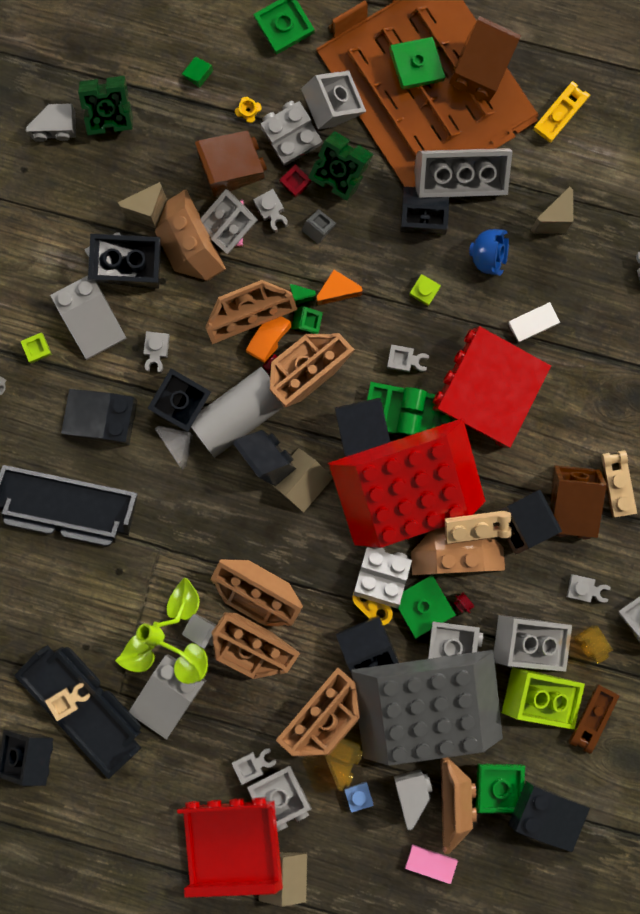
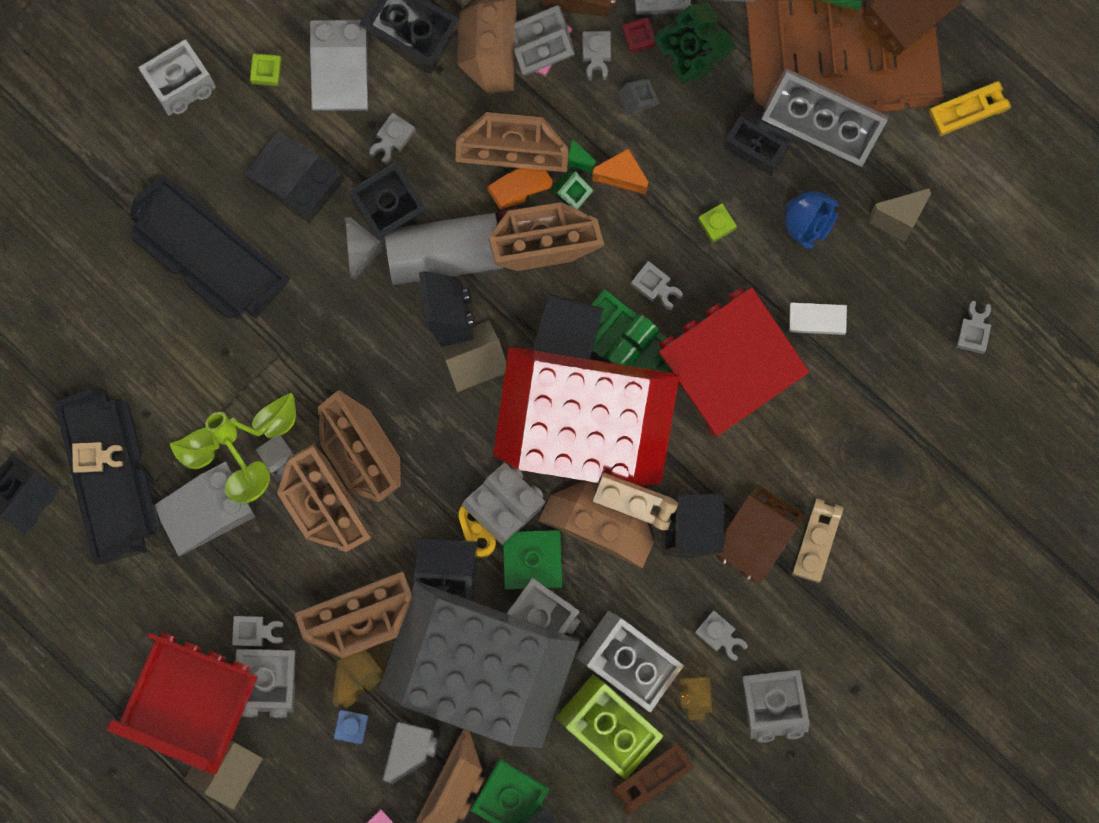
camera: 25 degrees right, 5 degrees down
(463, 603) = (577, 579): dark red plate -> none

